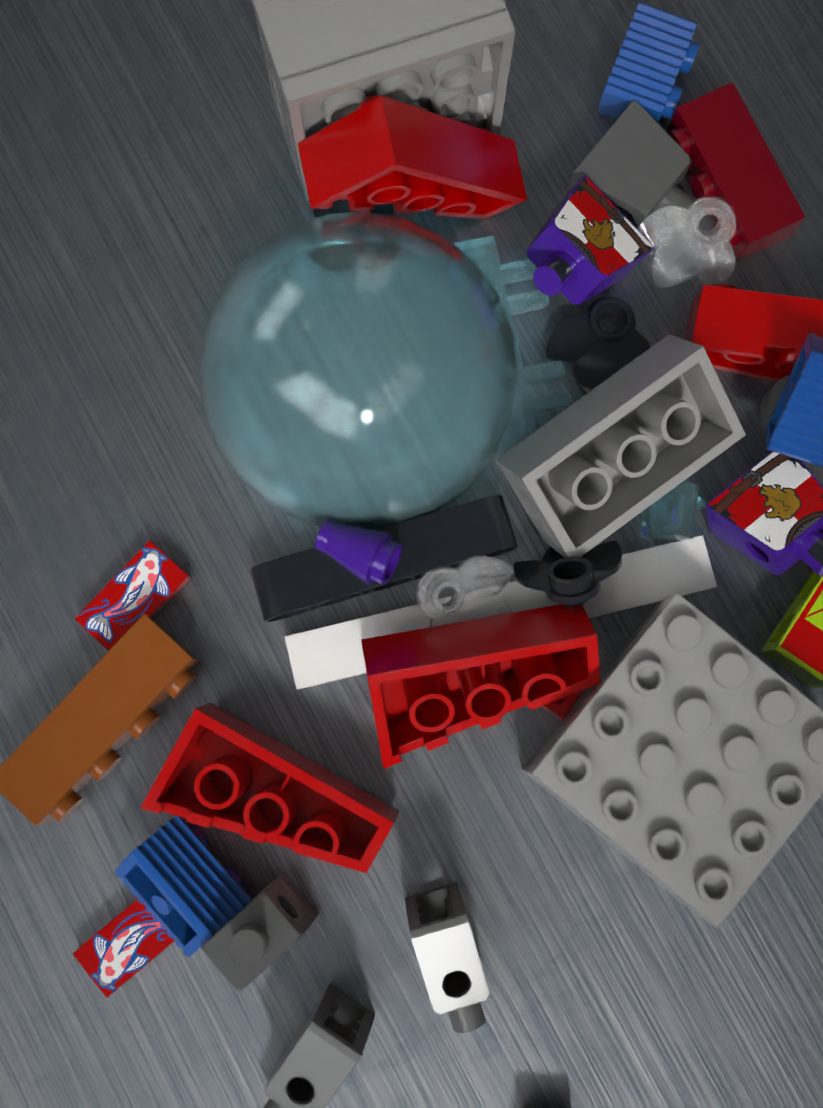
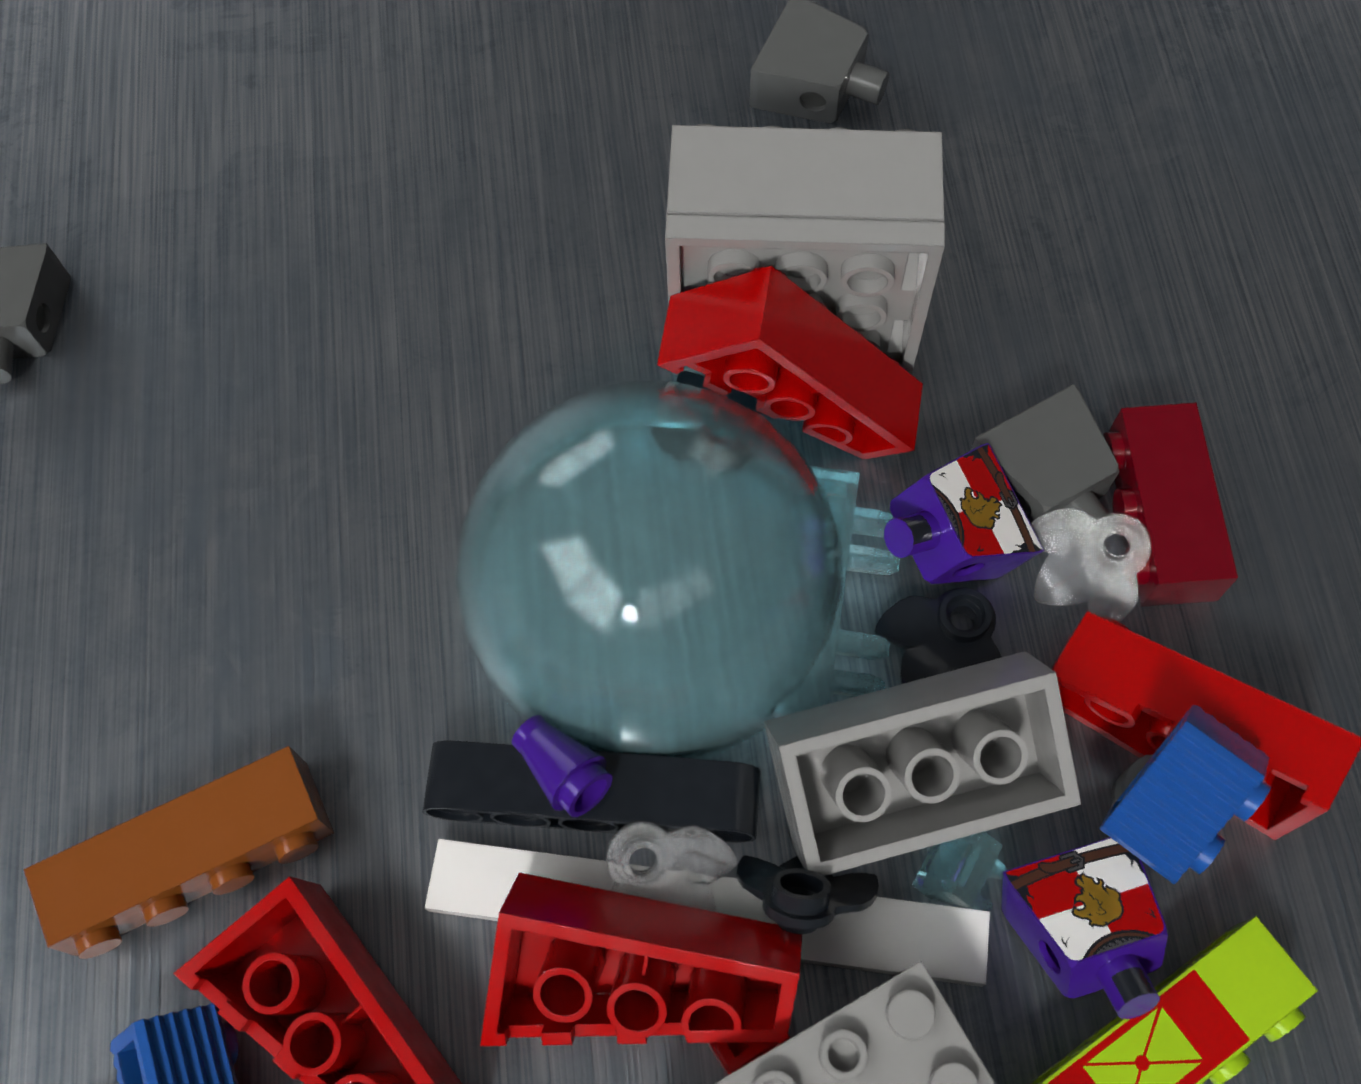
camera: 25 degrees right, 15 degrees down
(139, 588) = (305, 719): tile -> none
(649, 62) = (1109, 355): blue brick -> none

